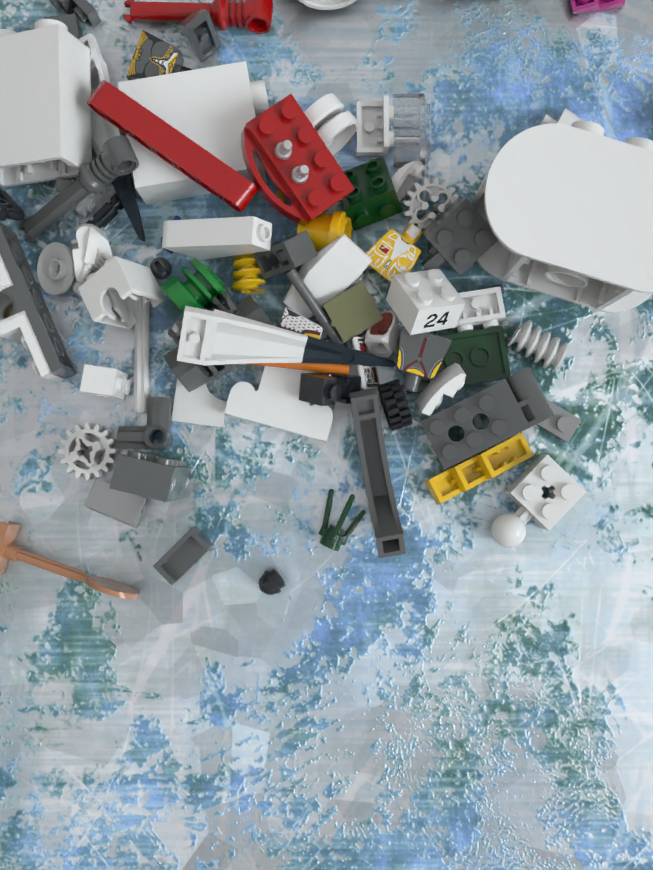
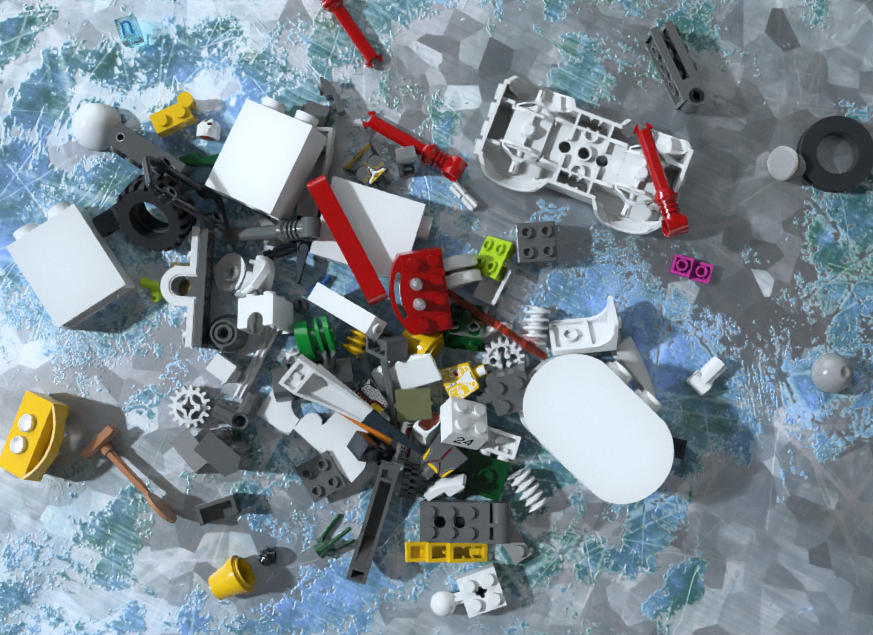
camera: 25 degrees right, 0 degrees up
(98, 350) = (234, 341): none -> dark grey piece
(242, 629) = (232, 578): none -> yellow piece
(280, 42) = (466, 198): none -> white piece
(286, 453) = (320, 476): none -> dark grey hinge
(361, 91) = (493, 256): none -> lime hinge
(399, 51) = (535, 242): none -> dark grey piece
(448, 150) = (536, 324): none -> white piece
(455, 171) = (529, 346): none -> clear red bar
(533, 107) = (586, 334): none -> white bracket

